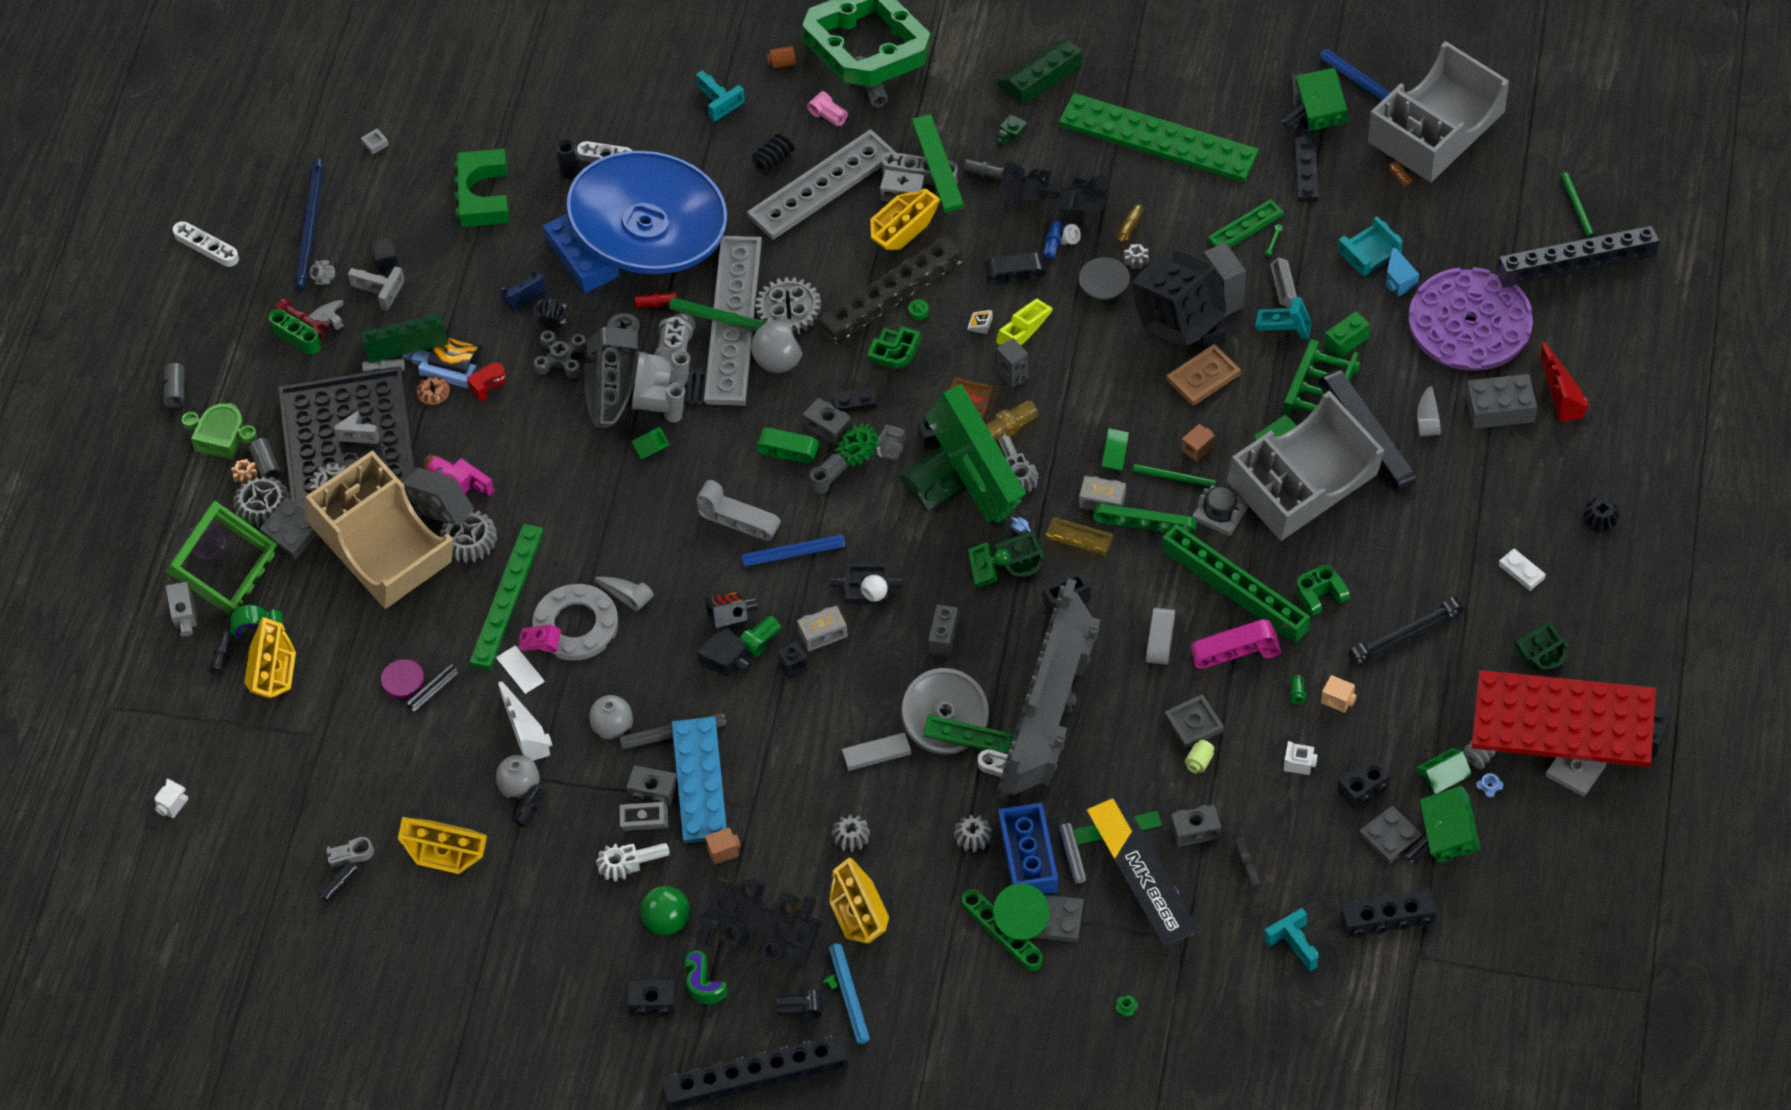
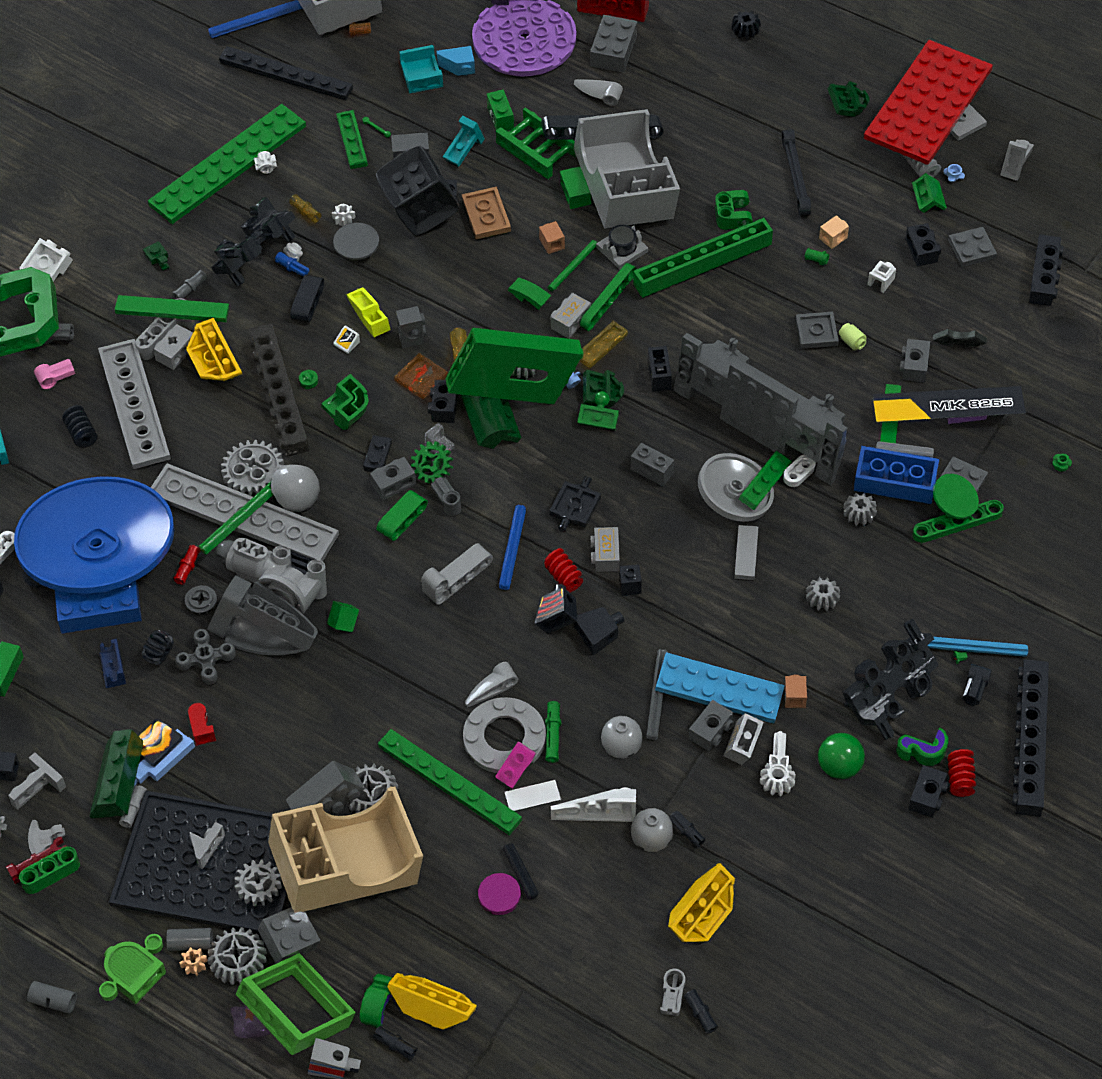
camera: 70 degrees left, 0 degrees up
(441, 390) = (189, 780): nougat gear -> none
(463, 472) = (297, 775): dark pink plate -> none
(593, 658) = (553, 723): none -> green pin
(685, 1020) = (961, 772): none -> red piece
(757, 639) = (590, 595): green piece -> none
(779, 598) = (563, 570): none -> red piece
(857, 903) = (891, 610): yellow wedge -> none
(874, 587) = (591, 494): white piece -> none
(954, 46) = (48, 258): none -> white plate
(1042, 71) = (108, 214): dark green slope -> none
(1160, 636) = (726, 323): light grey beam -> none
(1170, 165) = (265, 162): none -> white gear
(1236, 643) = (761, 277): dark pink beam -> none
(1283, 281) = (434, 134): light grey piece -> none
(1290, 930) = (1046, 333): teal bracket -> none
(1320, 100) = (266, 44): green piece -> none
(1448, 826) = (990, 203): green piece -> none
(1522, 569) = (769, 88): white plate -> none
(1536, 834) = (1015, 158): none -> light grey bracket

